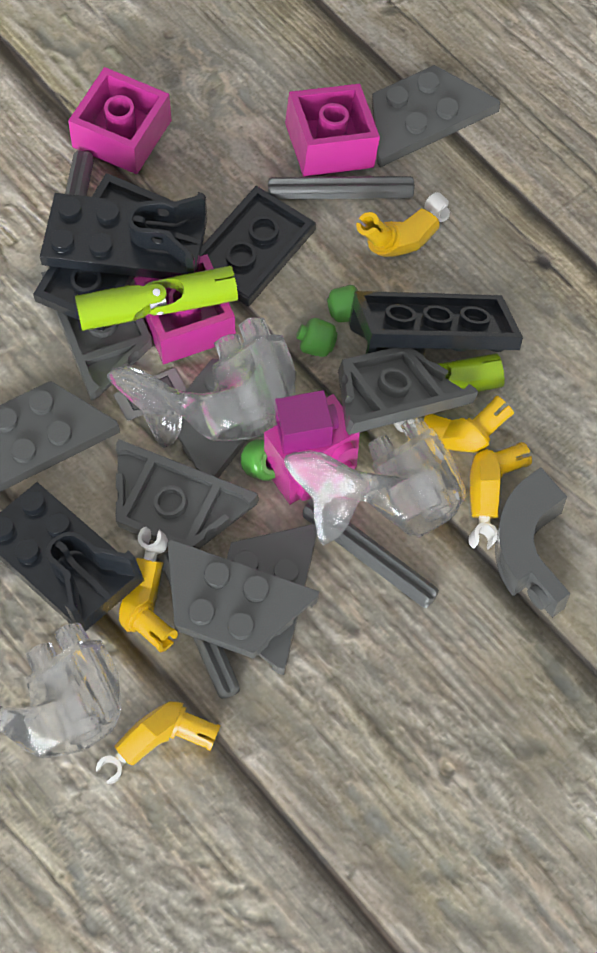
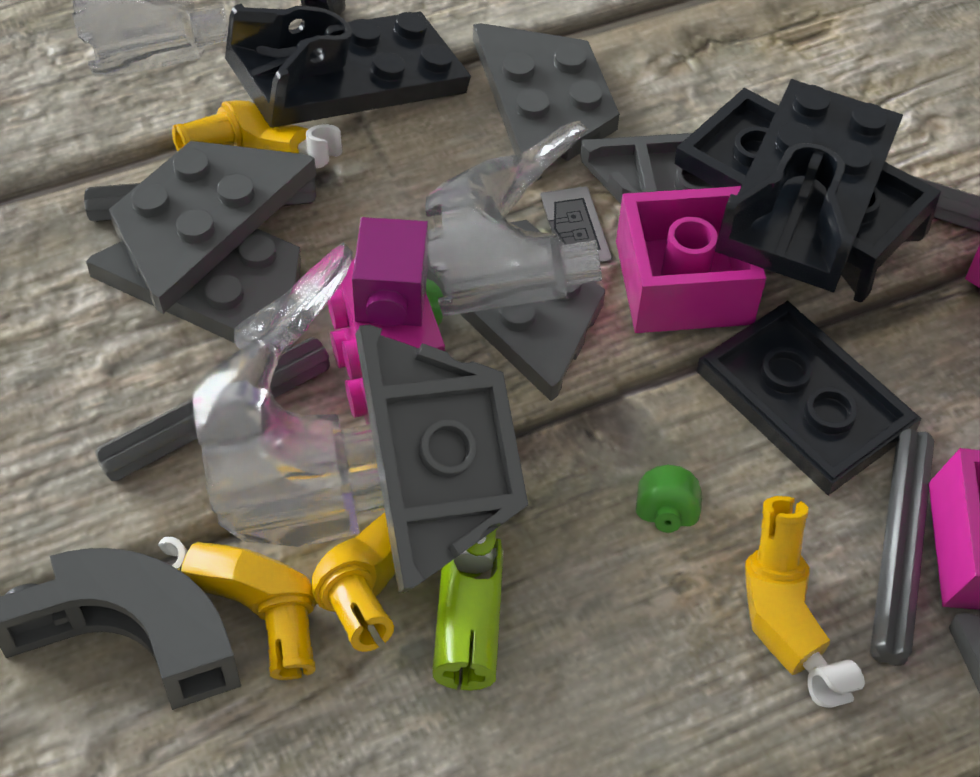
camera: 105 degrees right, 10 degrees down
(137, 301) = (686, 188): lime piece -> none
(157, 728) = (75, 124): yellow arm -> none
(175, 498) = (379, 180): dark grey wing -> none
(317, 337) = (616, 441): bright green piece -> none
(433, 321) = (571, 582): black plate -> none

